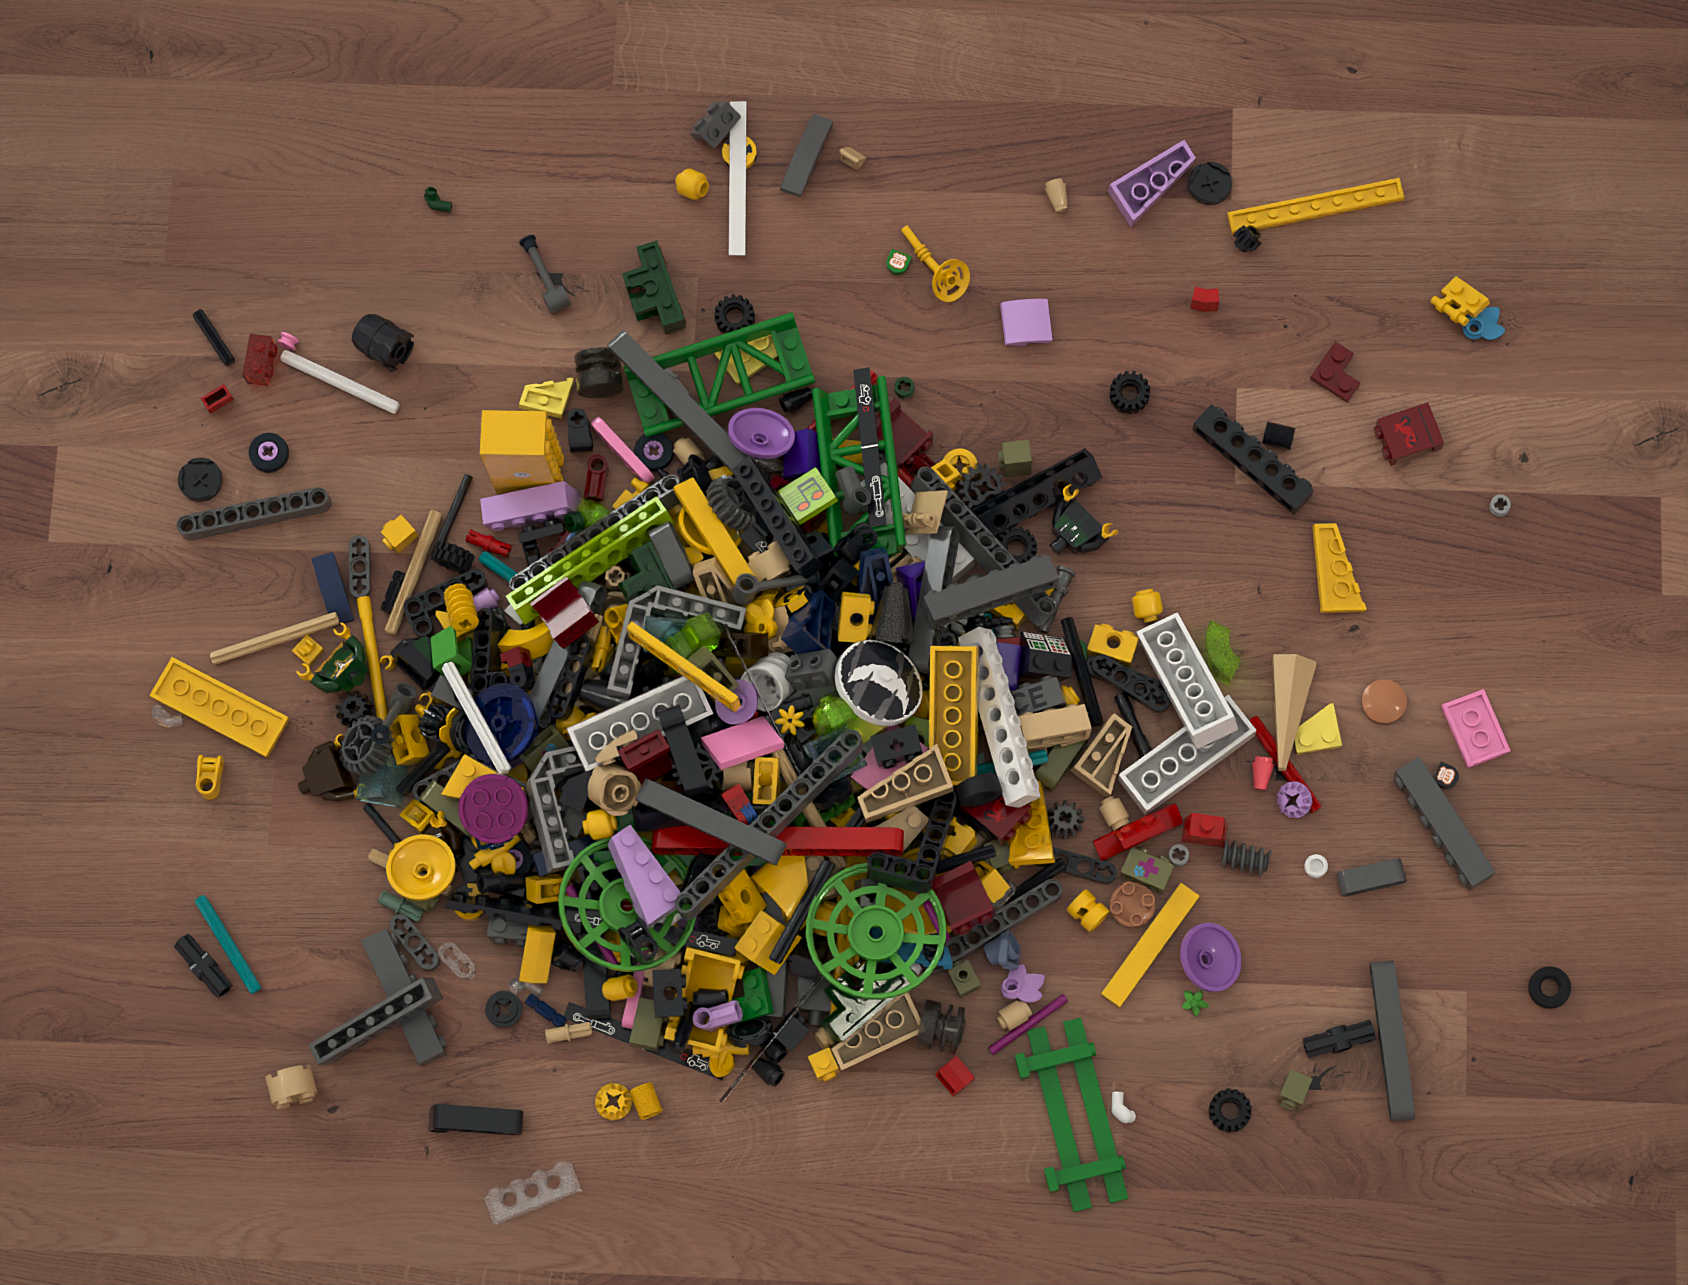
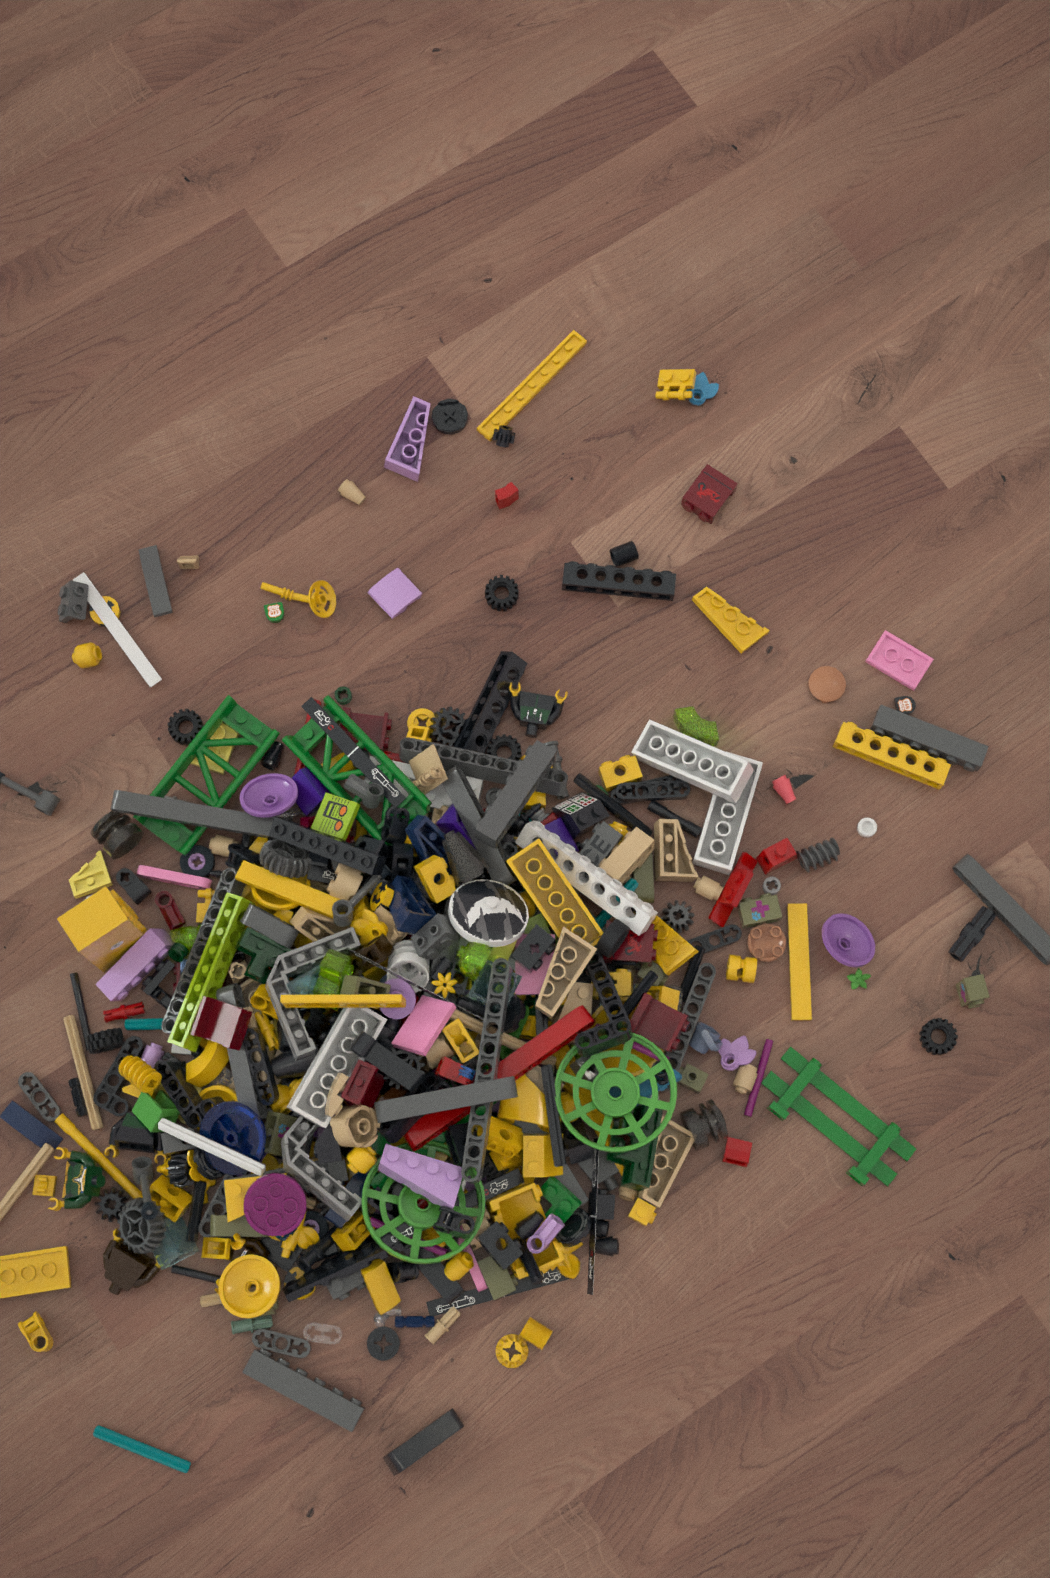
camera: 45 degrees left, 0 degrees up
(203, 965) = (135, 1479): black piece -> none
(291, 1086) = (268, 1521): tan brick -> none
(375, 1021) = (298, 1426): dark grey brick -> none
(398, 534) = (51, 1052): yellow brick -> none
(519, 667) = (216, 1086): leg -> none
(568, 1186) = (491, 1495): clear brick -> none
(652, 289) = (113, 748): dark green piece -> none
(921, 461) = (394, 739): dark red tile -> none
(1015, 458) = (459, 690): olive brick -> none
(1121, 1112) = (865, 1091): white arm -> none
(1147, 604) = (622, 729): yellow head -> none
(1270, 745) = (797, 774): red axle -> none
(1291, 686) = (758, 714): tan wedge -> none
(1303, 801) = (814, 785): lavender gear -> none
(1318, 732) = (800, 736): light yellow wing -> none
(1331, 376) = (628, 491): dark red plate -> none
(1371, 877) = (909, 808): dark grey beam -> none
(1393, 826) = (881, 757): none -> yellow brick
(1499, 513) = (802, 495): light grey bush -> none

